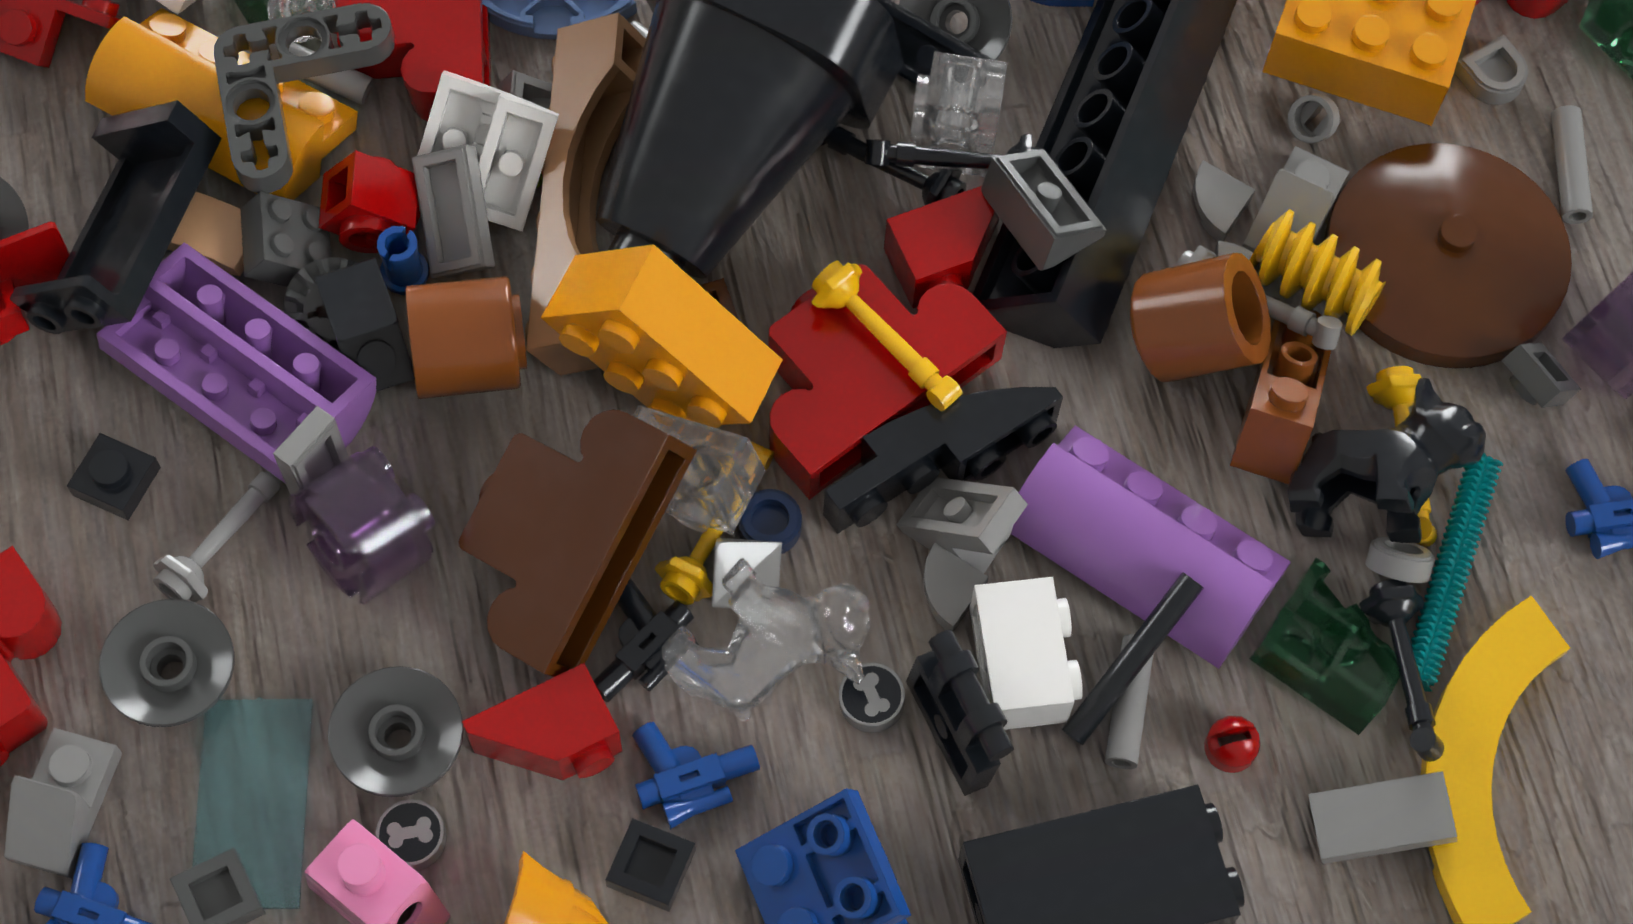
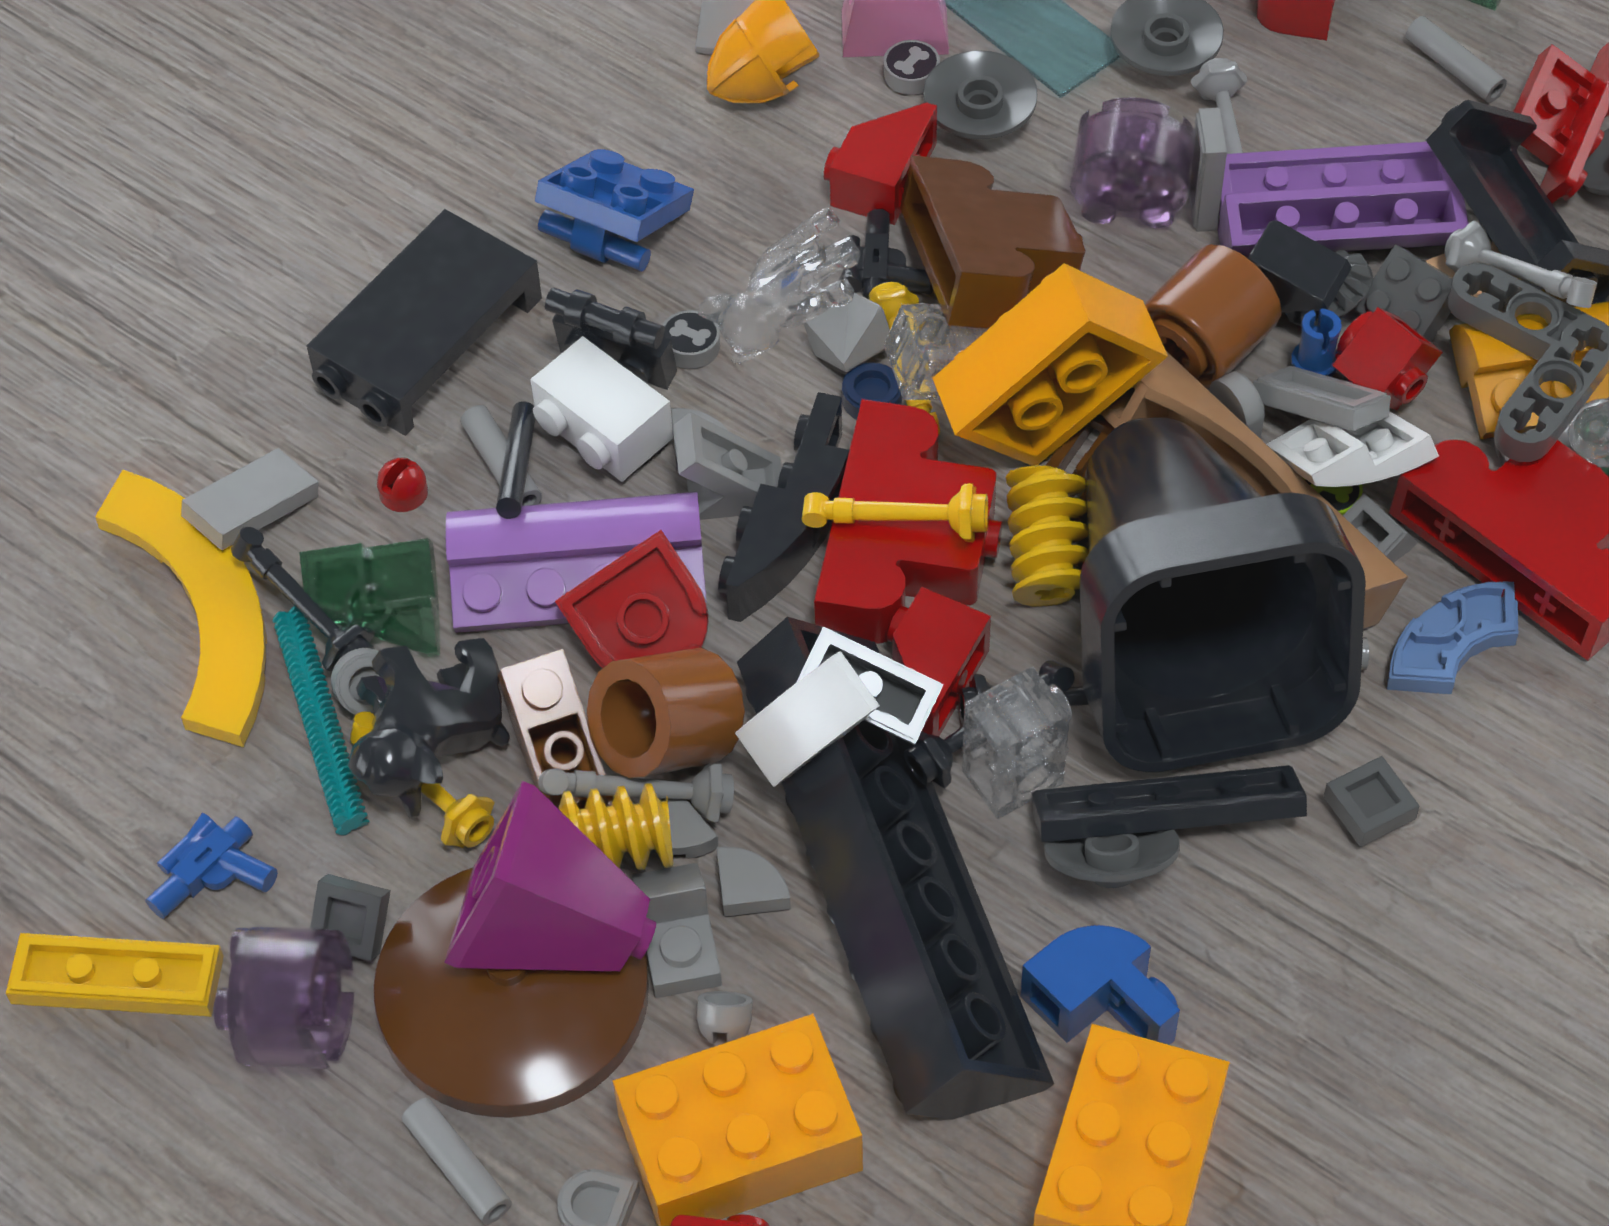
camera: 145 degrees right, 10 degrees down
(113, 476) = (1341, 111): black plate -> none
(209, 218) = (1474, 246): none -> light grey piece
(513, 261) = (1241, 399): none -> light grey tile
(650, 864) = (740, 143): black plate -> none
(684, 778) = (764, 209): blue piece -> none
(774, 259) = (1045, 534): none -> yellow piece
(1118, 193) = (807, 719): none -> white slope
(1142, 442) = (638, 605): none -> red tile
(1426, 222) = (547, 898): none -> magenta slope

